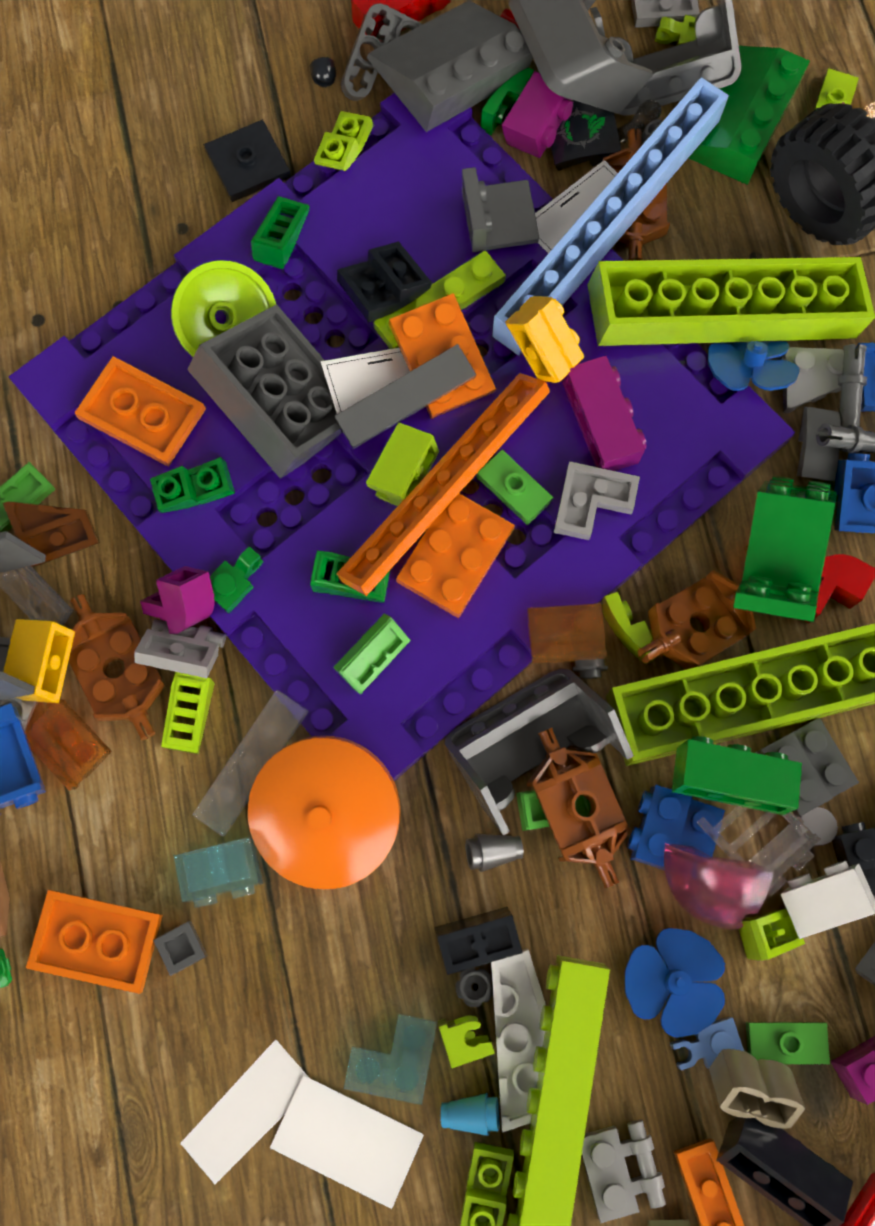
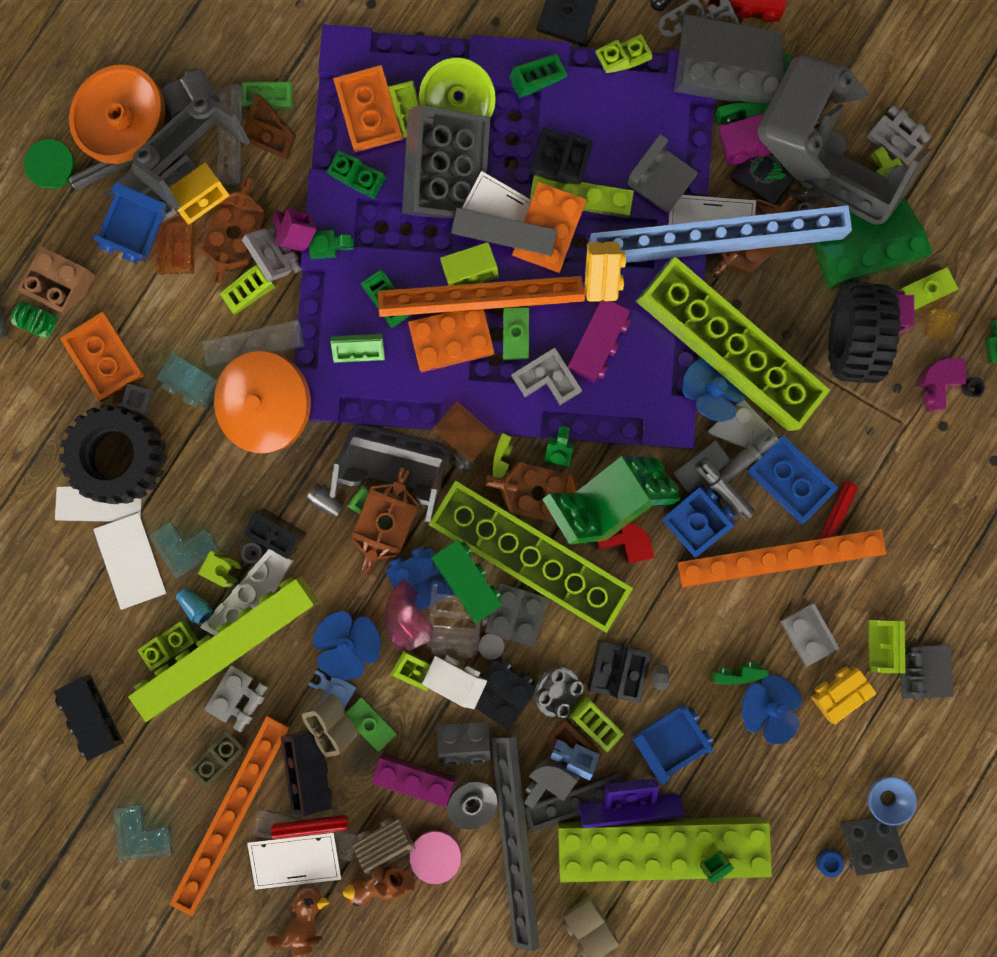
camera: 50 degrees right, 10 degrees up
(162, 1047) = (81, 448): none -> black tyre
(171, 368) = (403, 98): none -> lime plate
(674, 559) = (560, 450): none -> green plate

